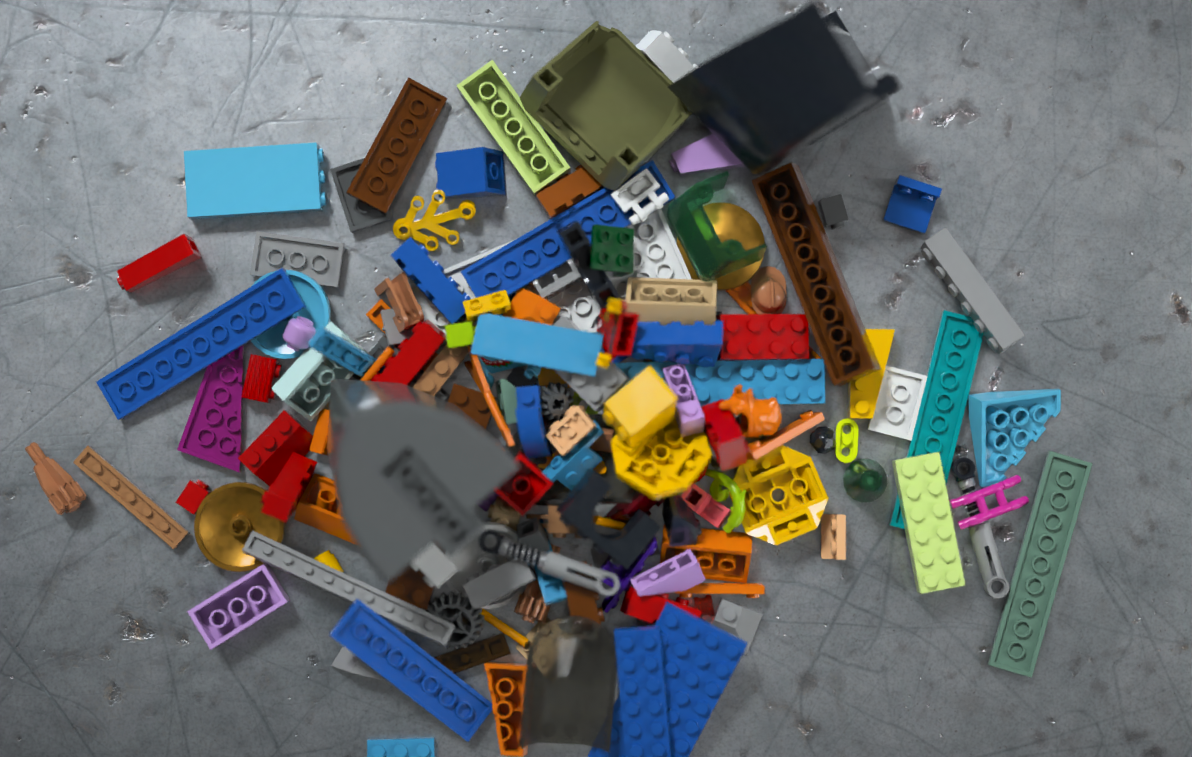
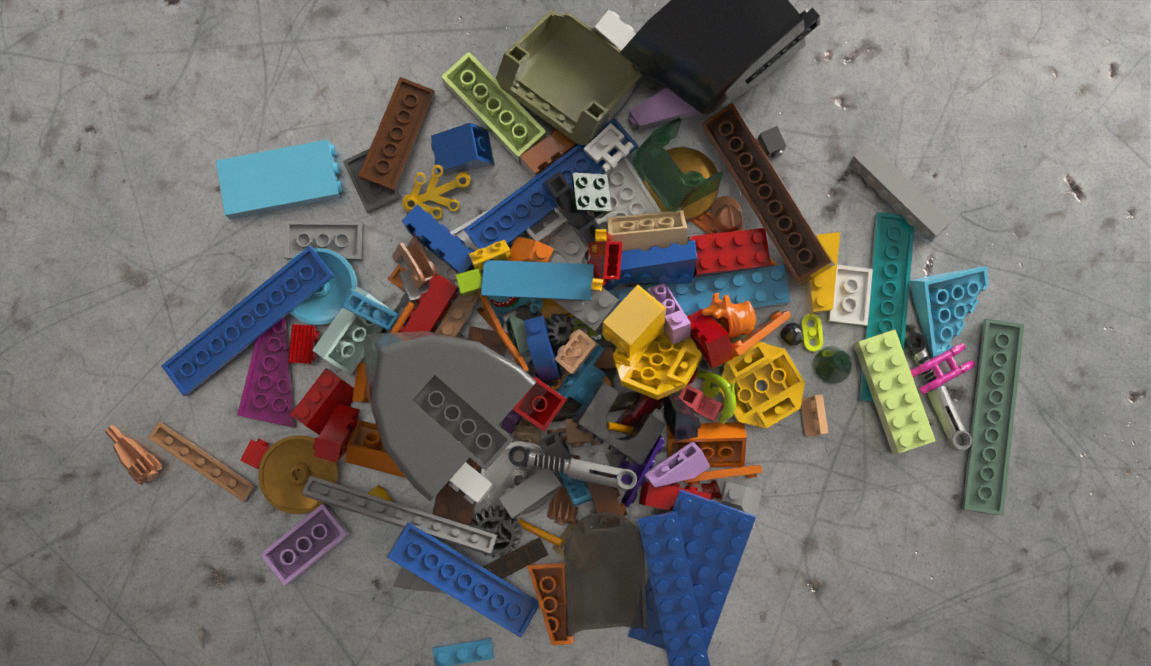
camera: 15 degrees left, 5 degrees down
(158, 263) = (204, 257): red slope -> none
(299, 333) = (329, 299): lavender head -> none
(911, 204) = (837, 127): blue bracket -> none

